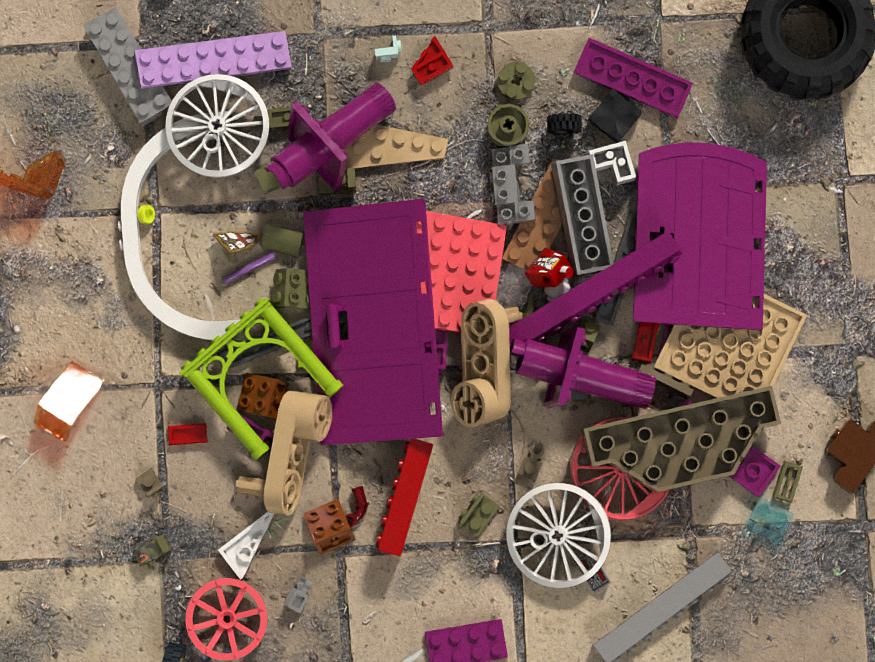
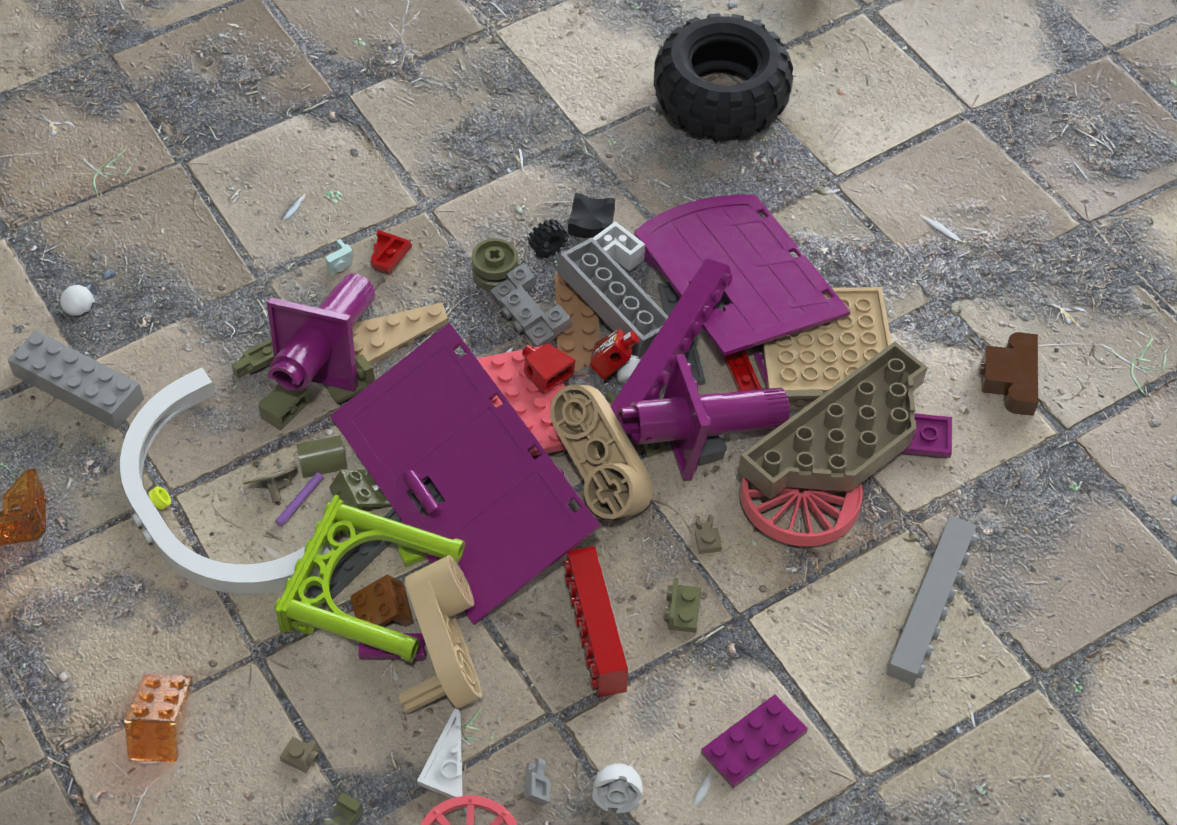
camera: 30 degrees left, 30 degrees down
(187, 434) = (317, 685): red tile -> none
(223, 56) = (160, 333): lavender plate -> none
(231, 86) = (197, 380): white piece -> none
(329, 526) = (533, 696): dark orange bracket -> none
(351, 630) = (618, 788): none -> white cylinder
(361, 505) = (552, 660): dark red piece -> none
(490, 256) = (547, 366): none -> red torso
(511, 90) = (477, 223): olive plate -> none
(599, 579) = (837, 600): slope -> none
(601, 524) = (817, 541): white piece -> none
(633, 78) = (596, 182): magenta plate -> none
(771, 514) = (977, 464): clear light blue plate -> none
(783, 497) = (960, 433): olive tile -> none

